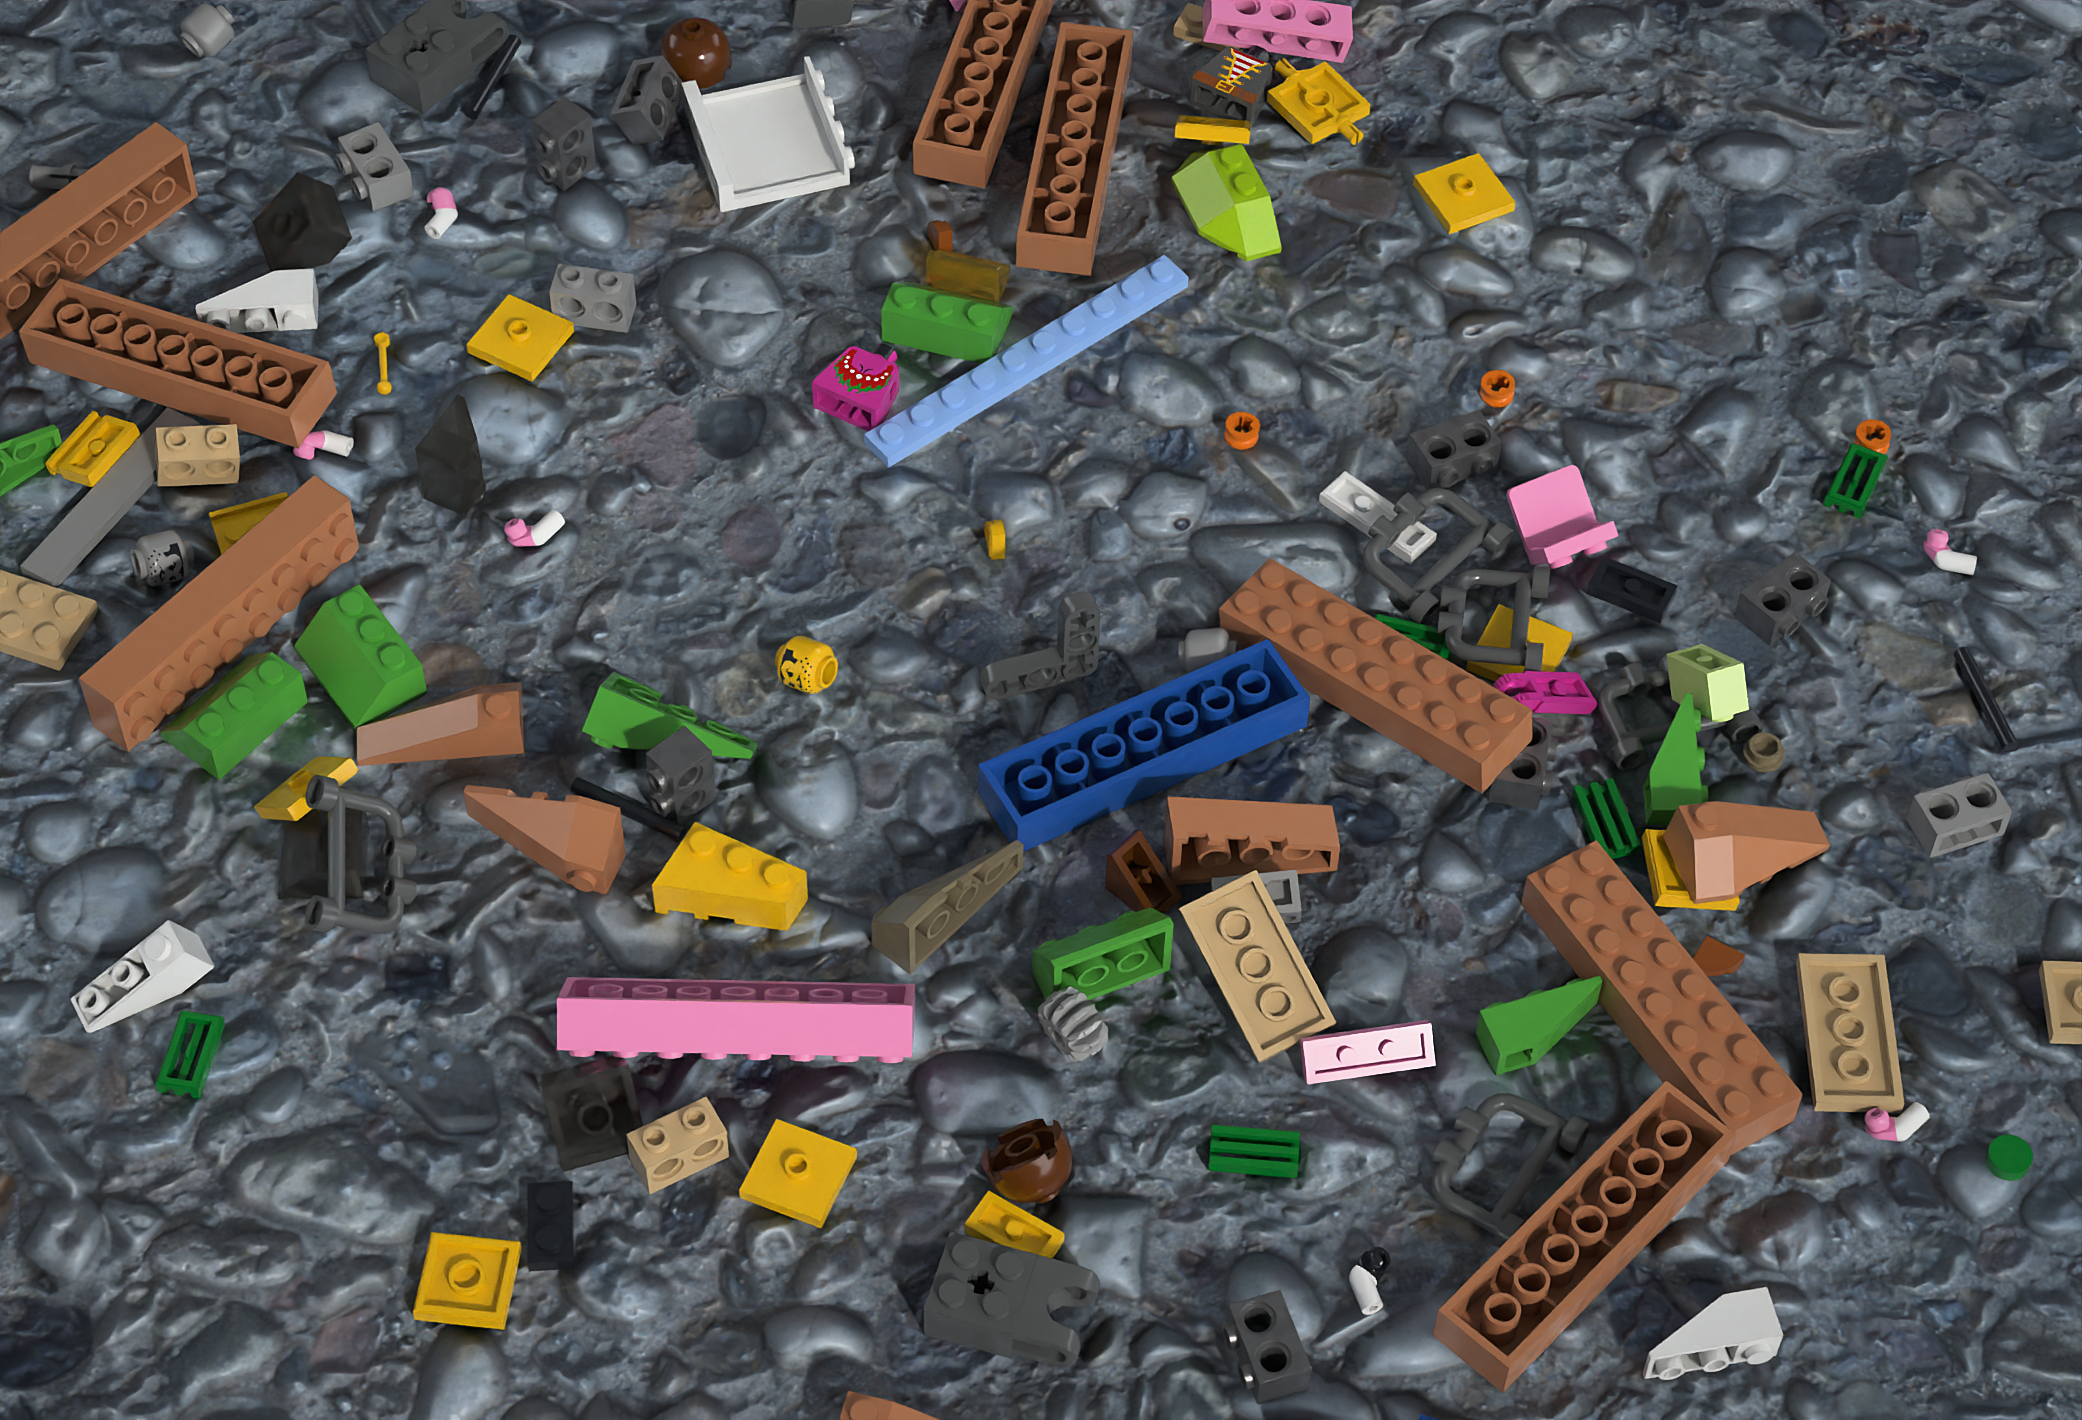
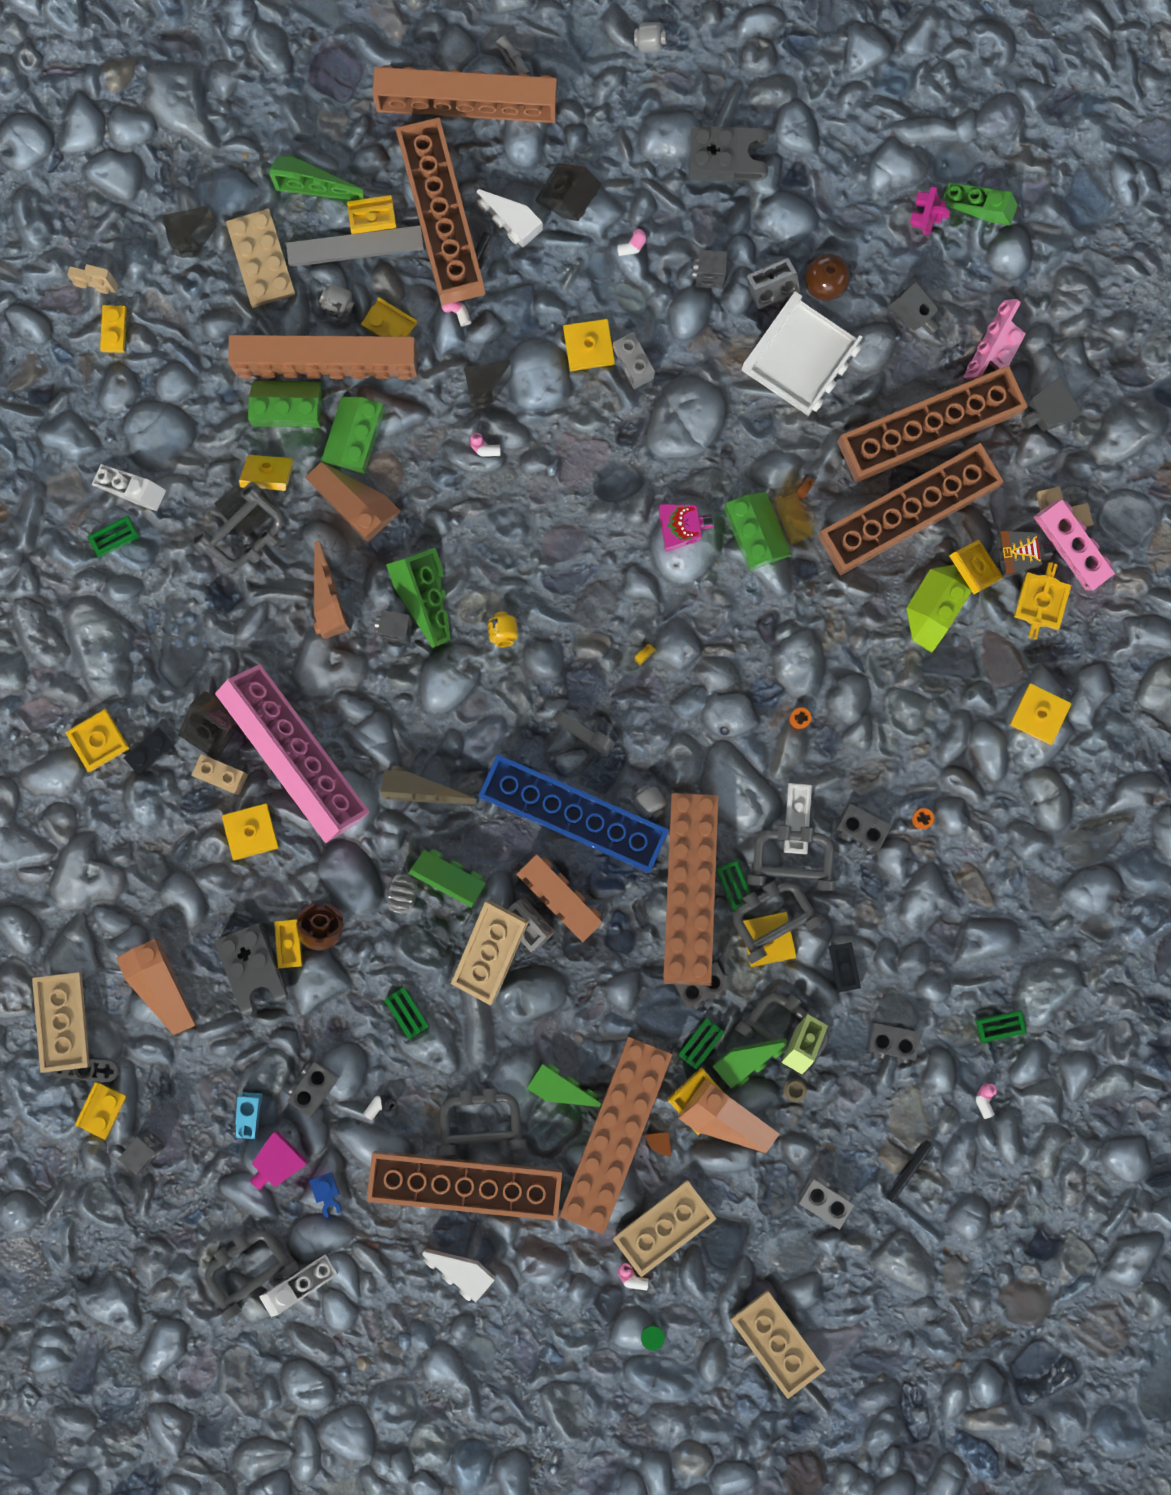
camera: 50 degrees right, 30 degrees up
(197, 455) = (399, 266): tan brick -> none
(374, 166) = (635, 192): light grey brick -> none
(382, 341) = (537, 284): yellow hinge -> none
(492, 77) = (736, 193): black bar -> none
(630, 809) = (371, 612): black bar -> none
(731, 881) = (363, 689): yellow wedge -> none
(1025, 361) = (764, 587): light blue plate -> none
(1138, 876) = (503, 866): reddish brown slope -> none
(1367, 1051) = (490, 1027): plate -> none
(1549, 691) = (745, 974): dark pink hinge -> none
(1557, 518) = (854, 908): bright pink bracket -> none
(1872, 428) = (1039, 1012): orange bush -> none

